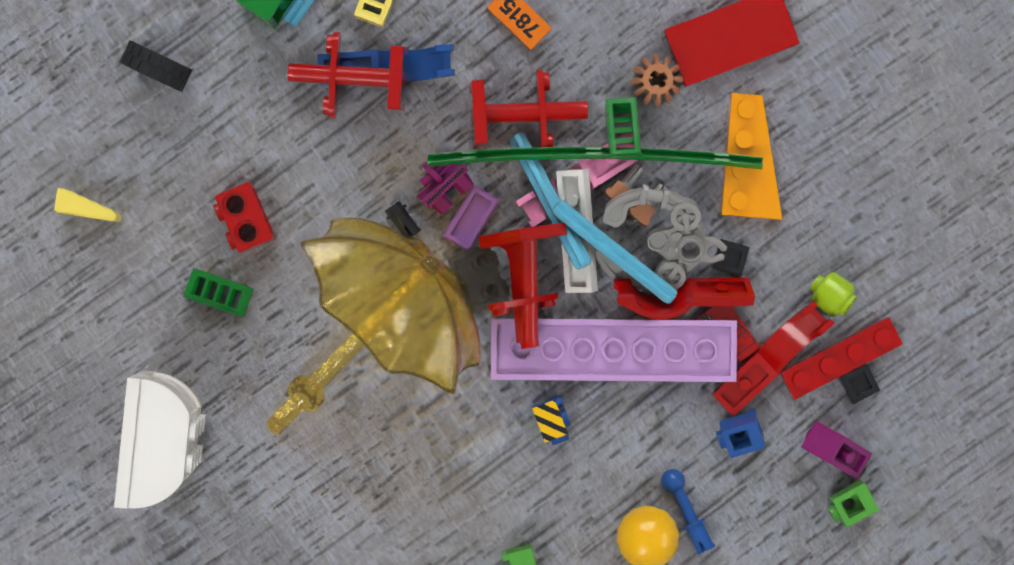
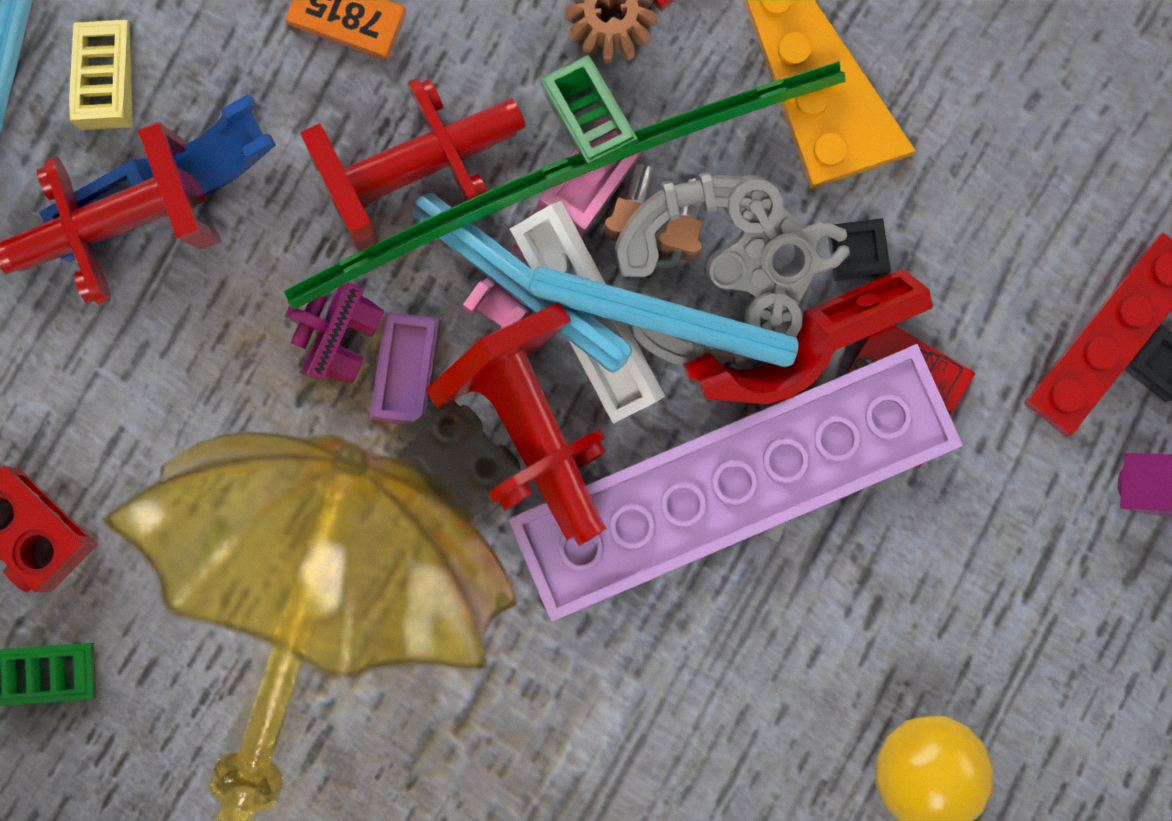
camera: 20 degrees left, 5 degrees down
(402, 219) = (289, 418): black pin -> none
(552, 420) = (684, 646): brick -> none
(673, 482) = (934, 662): blue pin -> none
(745, 442) = (1024, 539): blue brick -> none
(772, 358) = (1003, 381): red piece -> none
(833, 294) = (1055, 234): lime head -> none

